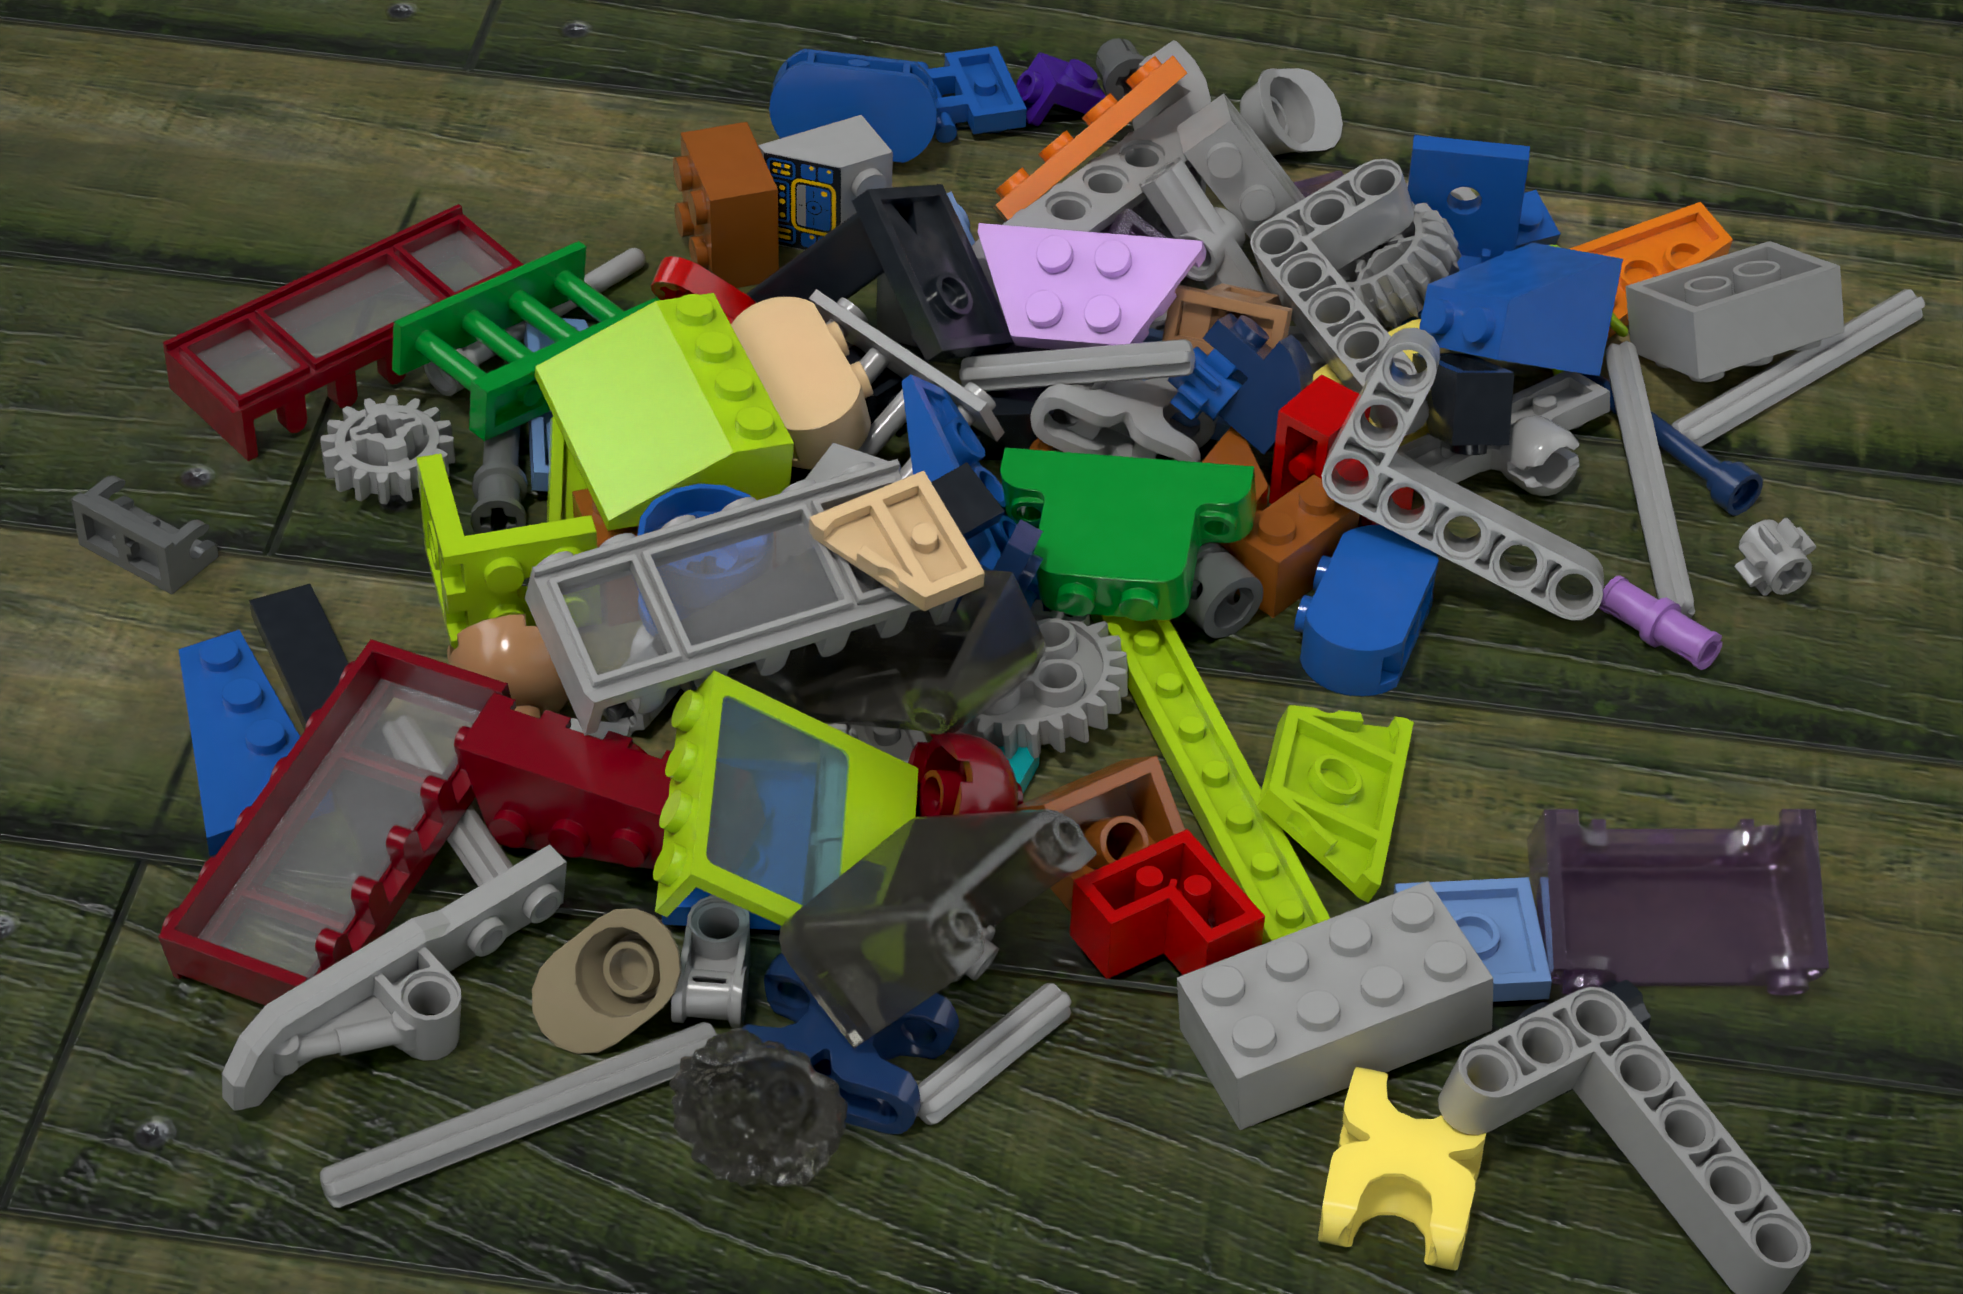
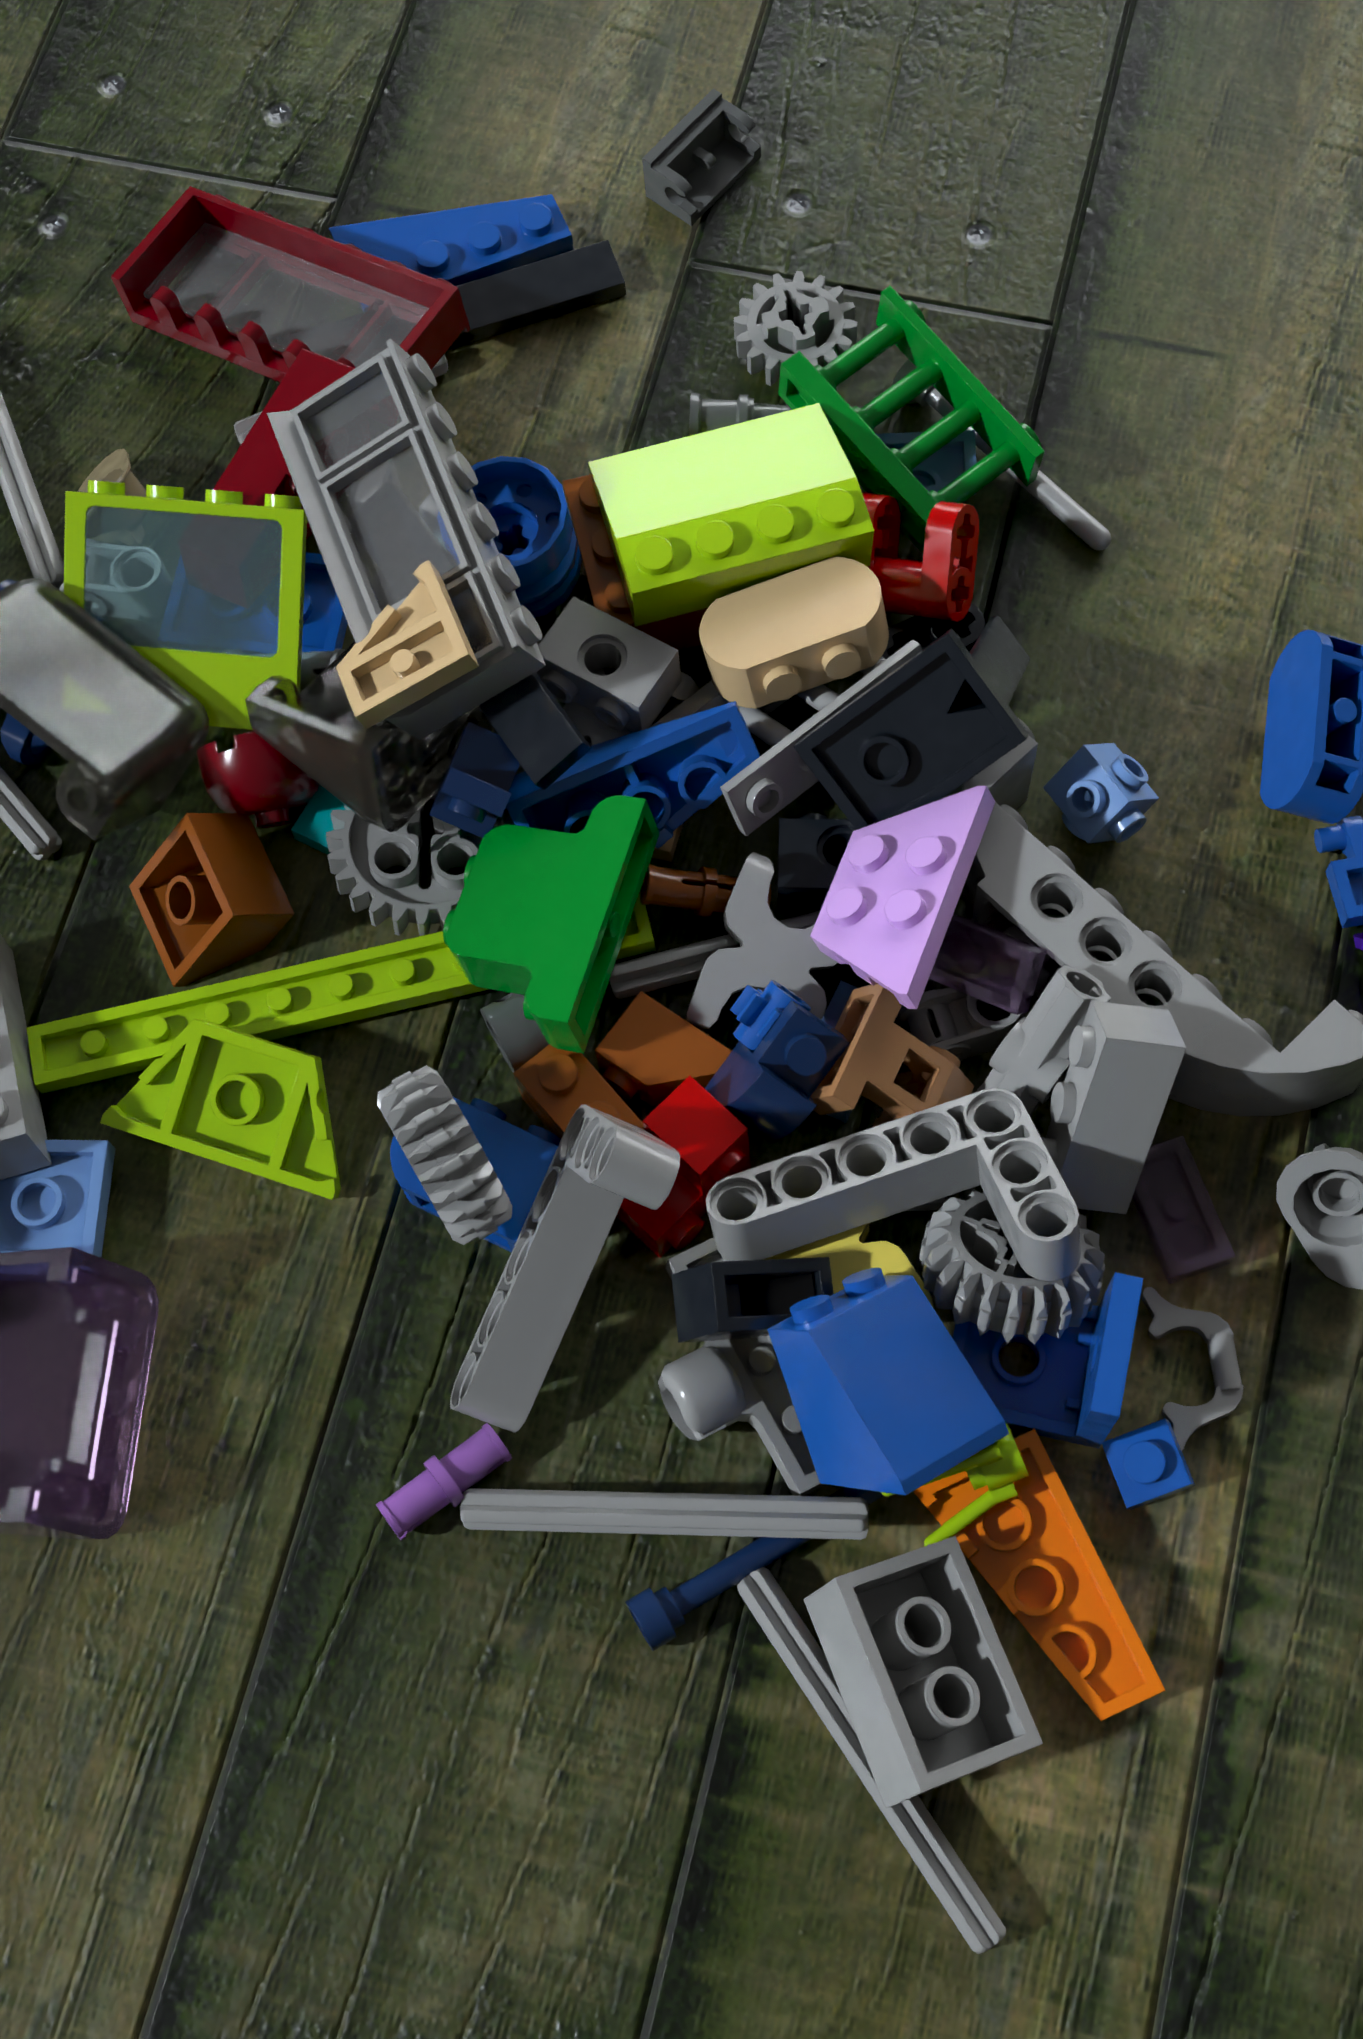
camera: 105 degrees right, 25 degrees up
(325, 327) = (981, 291): dark red window -> none
(389, 984) = (117, 358): light grey piece -> none
(484, 572) = (590, 376): lime bracket -> none
(515, 655) = (479, 411): medium nougat cylinder -> none
(727, 204) = (1132, 598): dark orange brick -> none
(822, 174) = (1168, 698): slope -> none
(1079, 365) = (792, 894): light grey axle -> none
(1103, 123) = (1199, 939): orange plate -> none
(1162, 902) = (97, 941): red brick -> none
(1390, 555) = (445, 1154): none -> light grey gear
(1775, 557) = (517, 1628): light grey gear -> none

